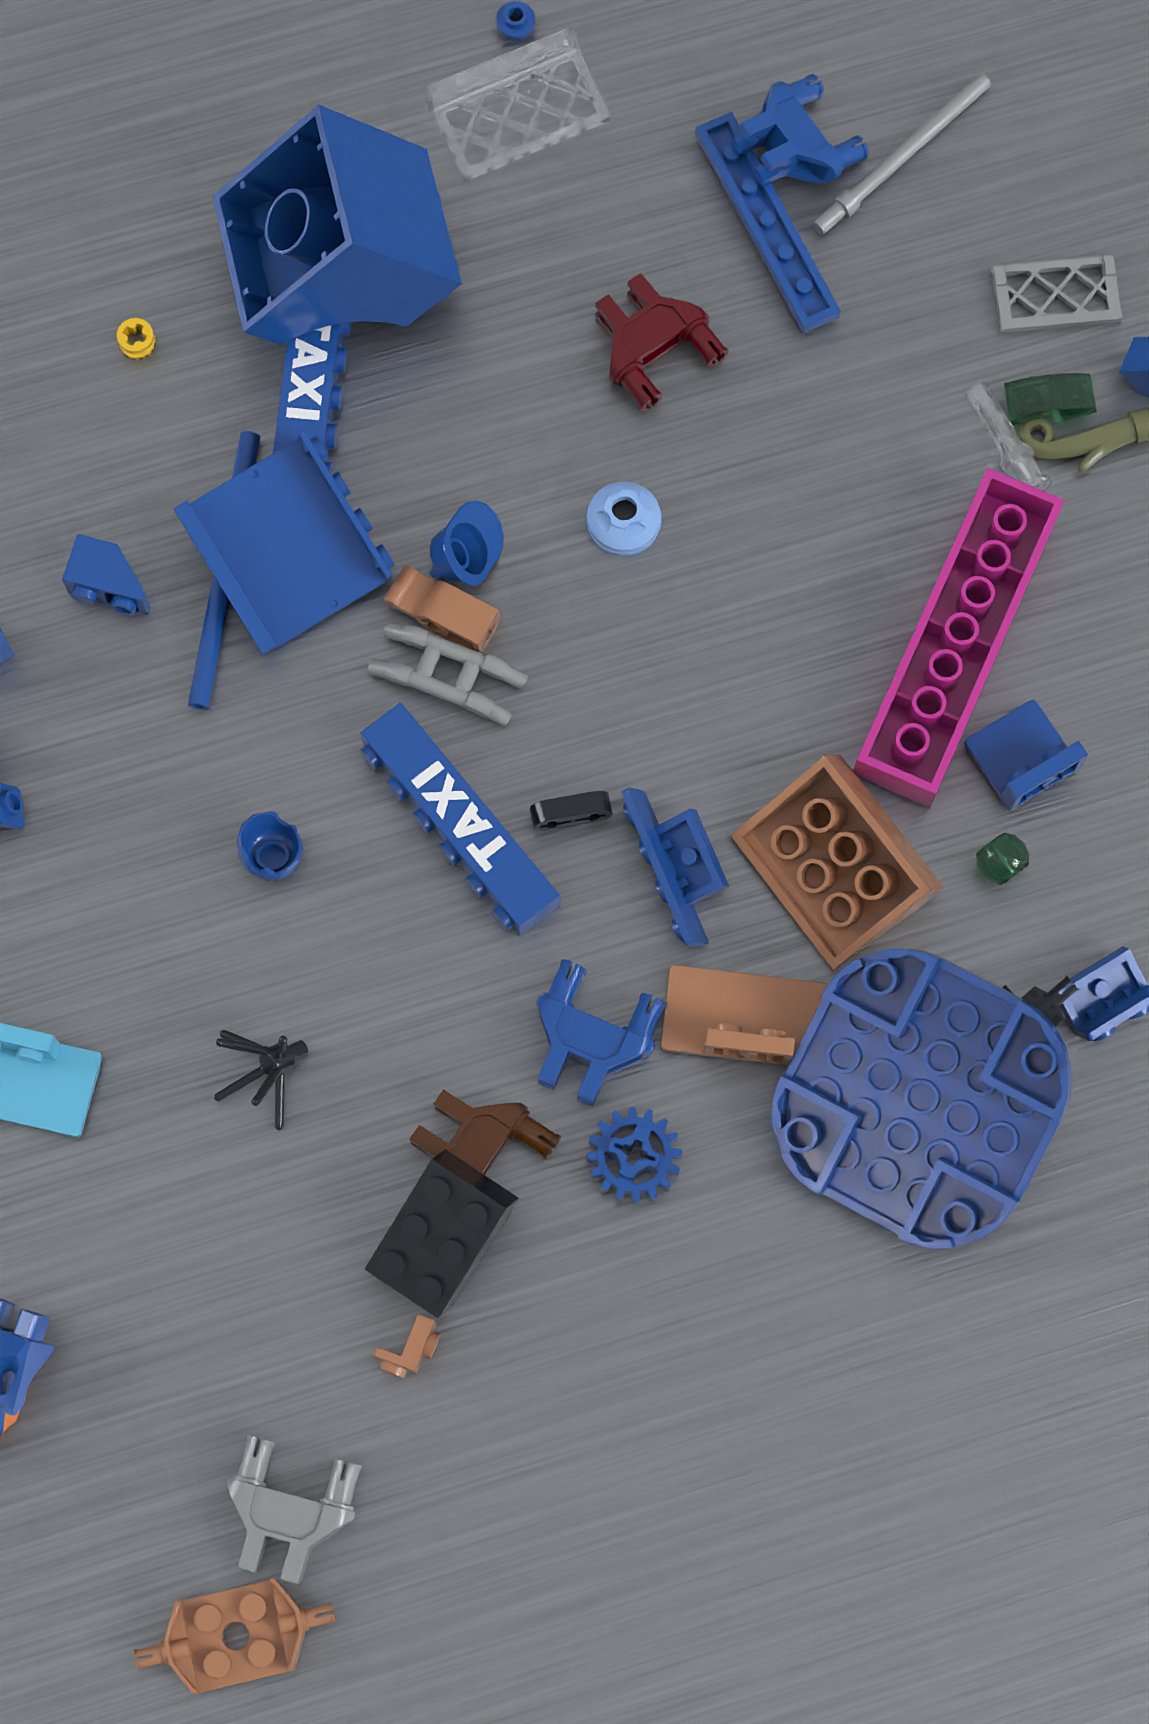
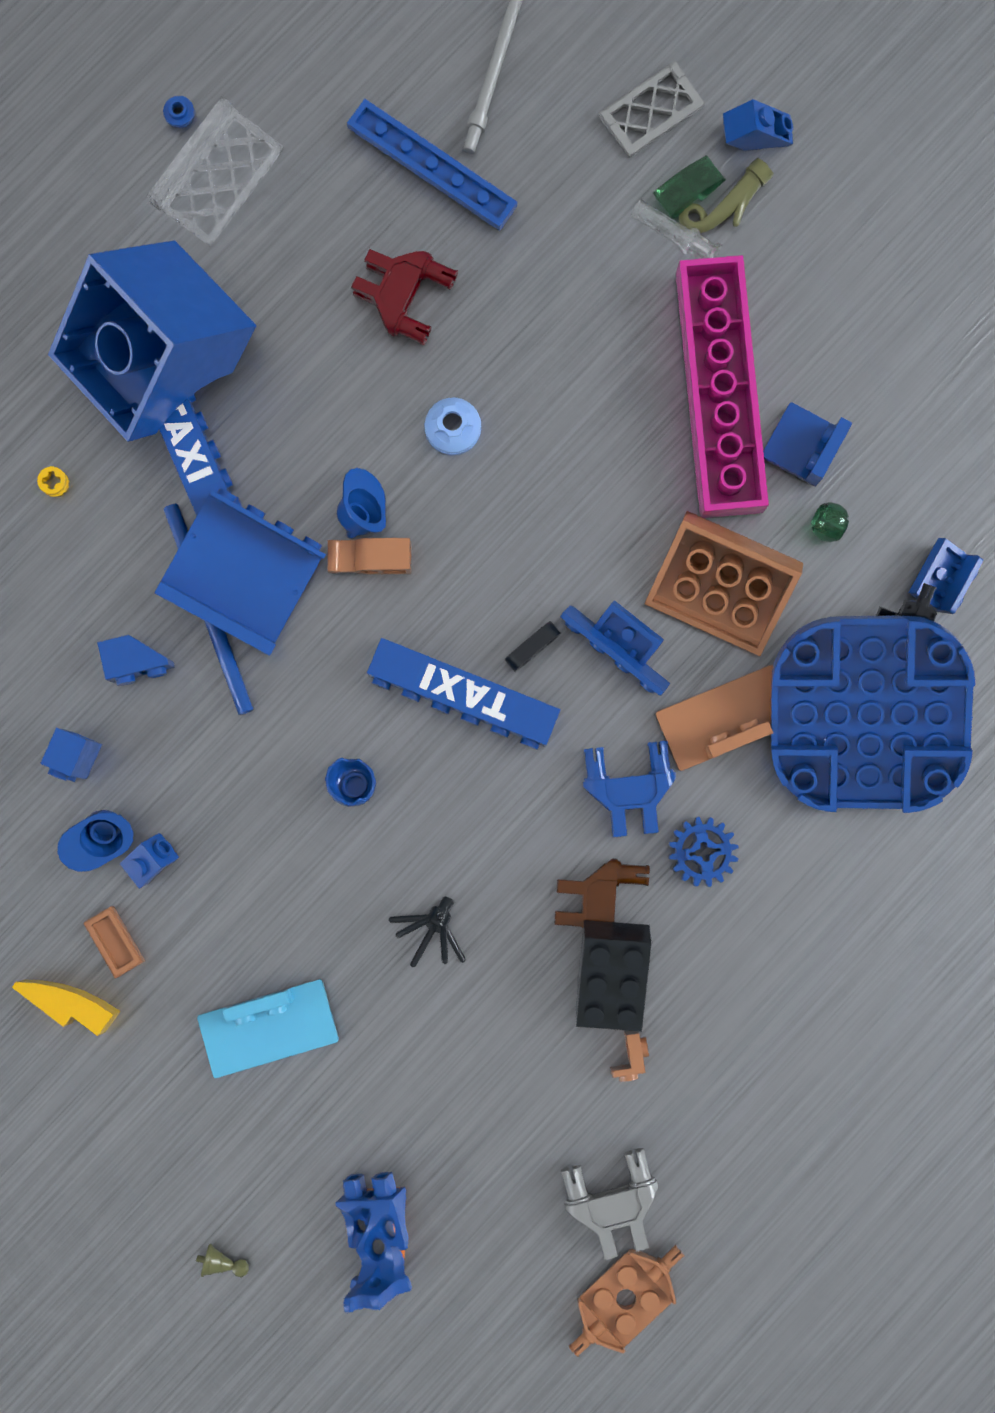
camera: 25 degrees left, 10 degrees up
(457, 694) = (414, 607): light grey piece -> none
(793, 139) = (417, 94): blue connector -> none

